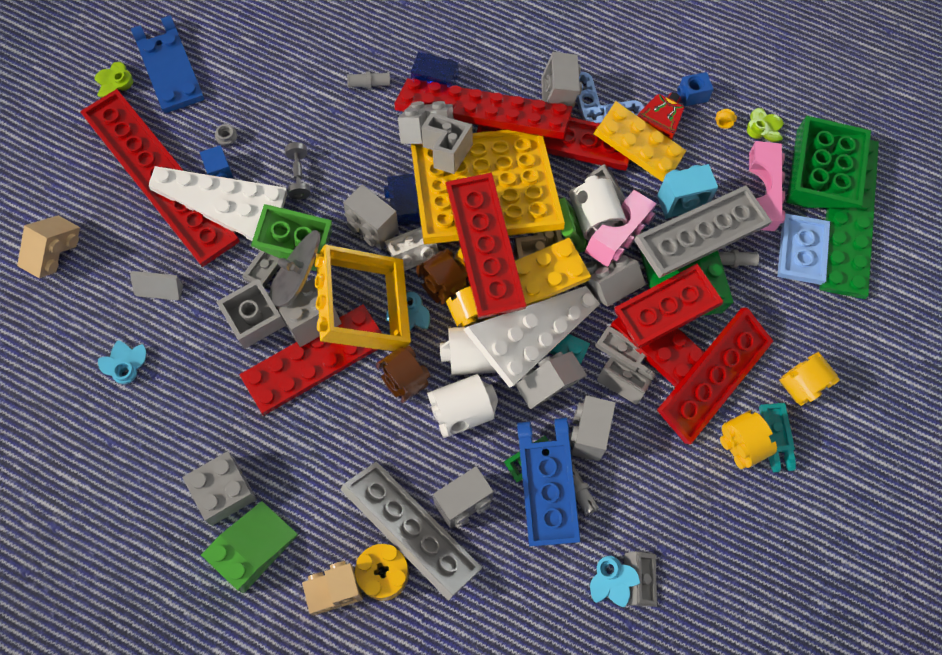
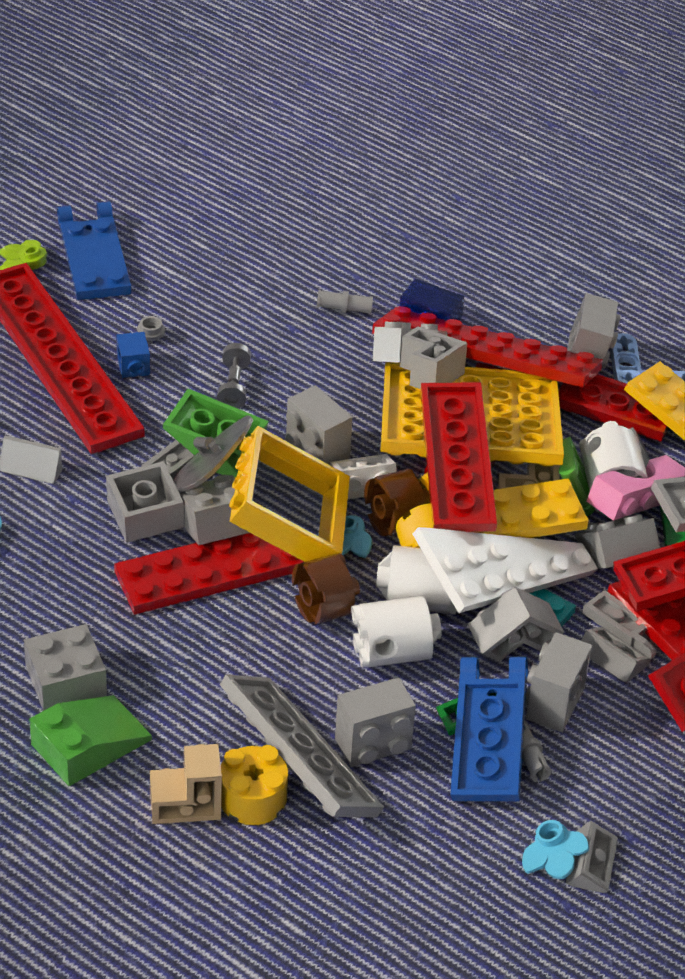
camera: 10 degrees right, 25 degrees down
(220, 199) = (128, 385): white wing -> none
(403, 198) = (365, 423): clear blue brick -> none

